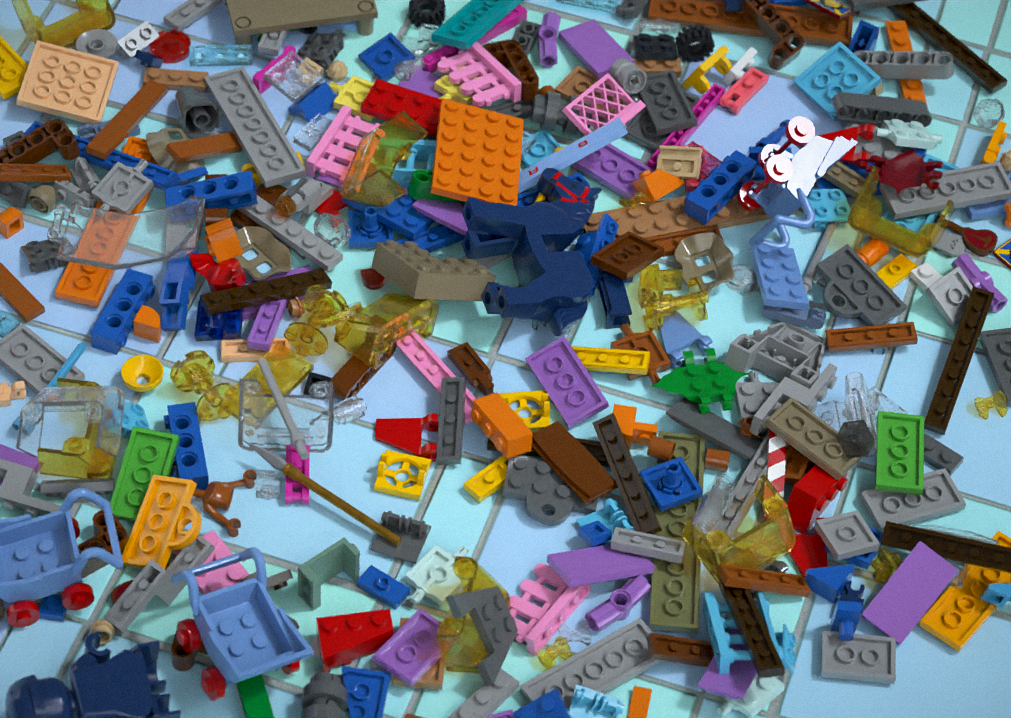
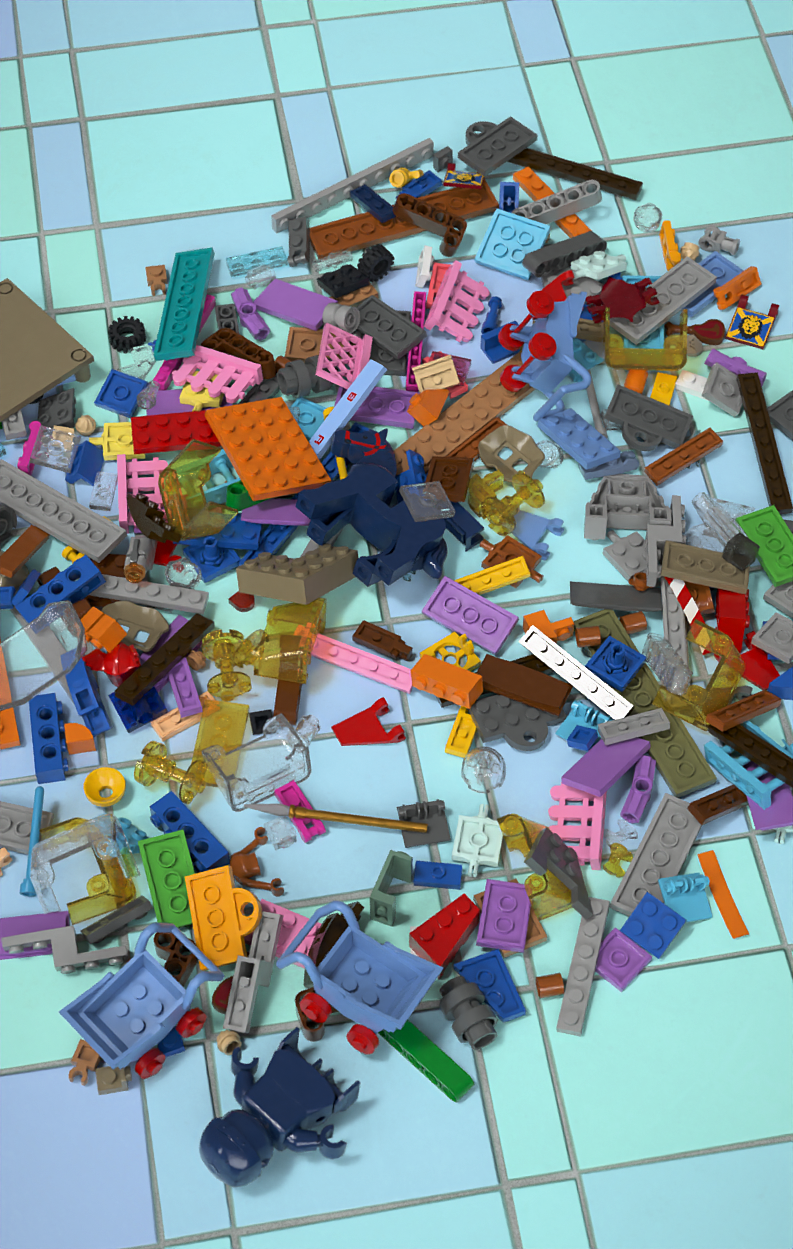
camera: 25 degrees left, 5 degrees up
(296, 437) = (285, 780): light grey bar -> none
(331, 168) = (150, 519): none -> dark brown slope
(413, 492) = (378, 784): yellow piece -> none
(451, 421) = (399, 697): dark grey plate -> none
(487, 518) = (483, 769): none -> clear cylinder
(581, 11) = (260, 276): none -> clear brick
(587, 262) = (427, 501): none -> clear tile
(634, 201) = (418, 428): clear yellow piece -> none
(703, 382) = (579, 560): green animal -> none
(717, 61) = (399, 280): yellow piece -> none
(719, 187) = (482, 382): blue brick -> none
(739, 114) = (443, 304): none -> bright pink fence

